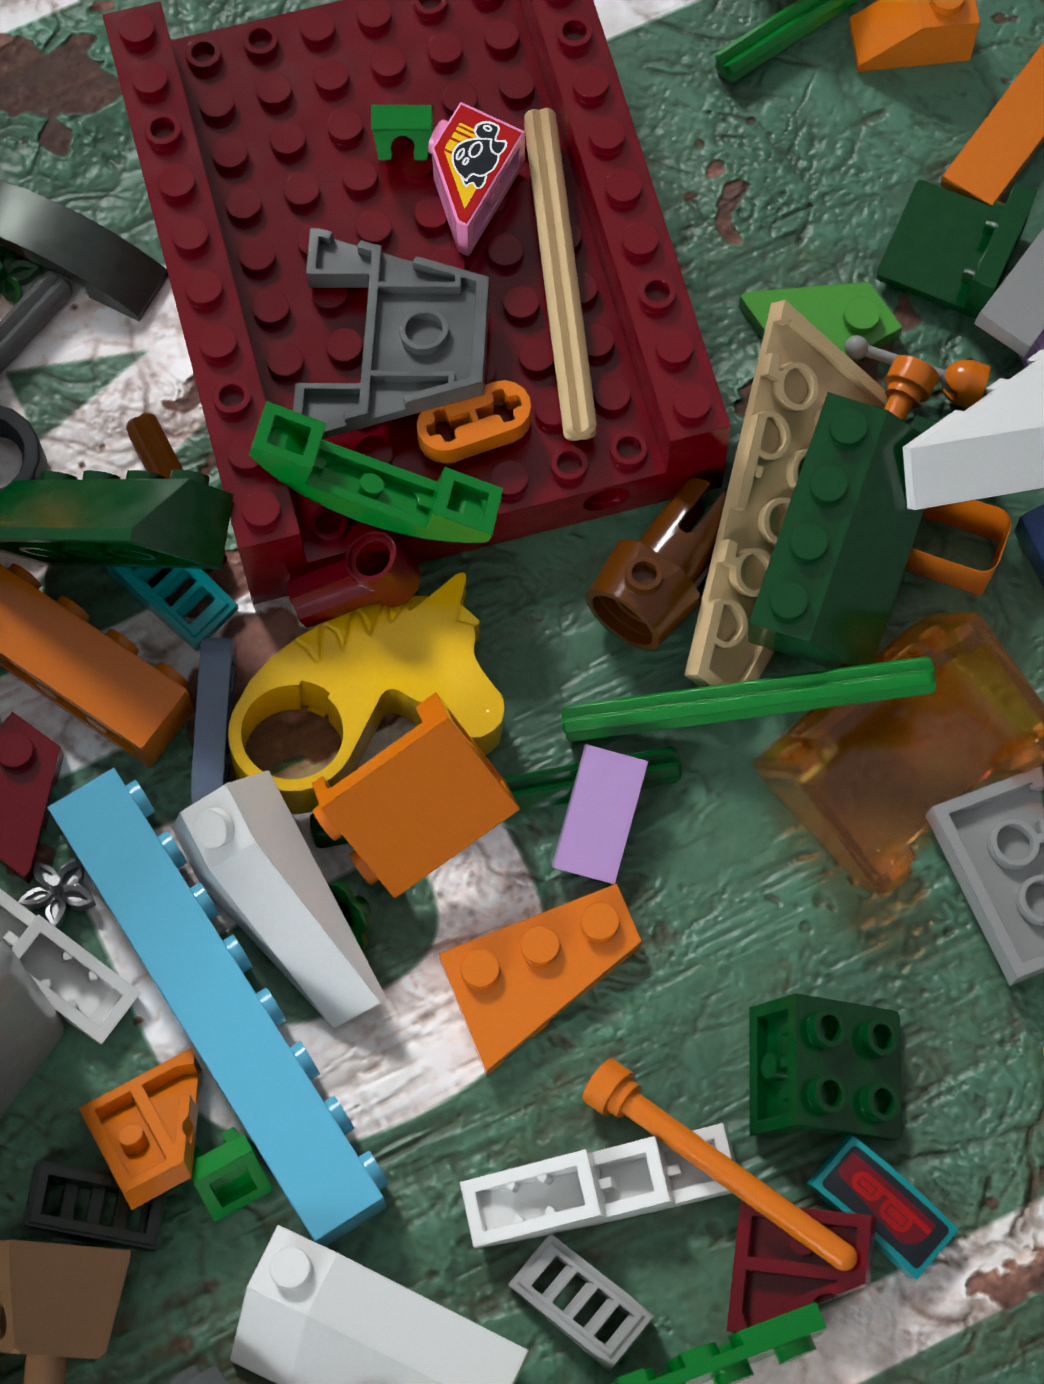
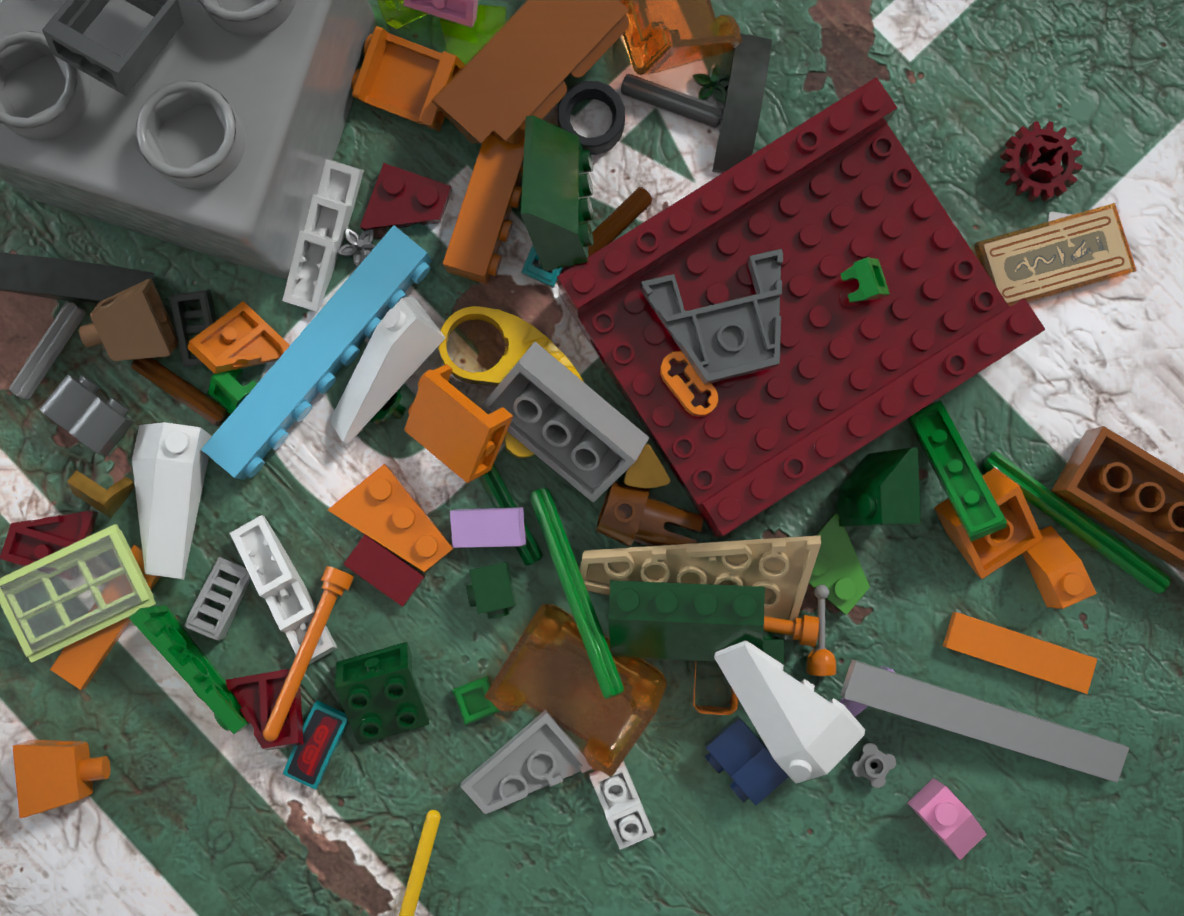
camera: 70 degrees right, 15 degrees up
(193, 1266) = (181, 390): none -> reddish brown axle
(213, 712) = (482, 295): sand blue beam -> none
(354, 580) = (576, 346): dark red piece -> none
(371, 490) = (624, 338): green slope -> none
(473, 626) = (566, 423): none -> light grey slope
(474, 169) = (849, 332): slope -> none
(560, 275) = (801, 403): tan axle -> none
(583, 534) = (646, 471): none -> pearl gold tile
(618, 1009) = (384, 570): none -> dark red tile
(704, 837) = (491, 590): none -> dark green brick
(727, 210) = (882, 490): none -> dark green slope
(738, 99) = (957, 472): none -> green tile
(819, 89) = (1000, 547): none -> orange slope
(879, 924) = (472, 701): none -> green tile
(954, 246) = (910, 632): dark green bracket -> none

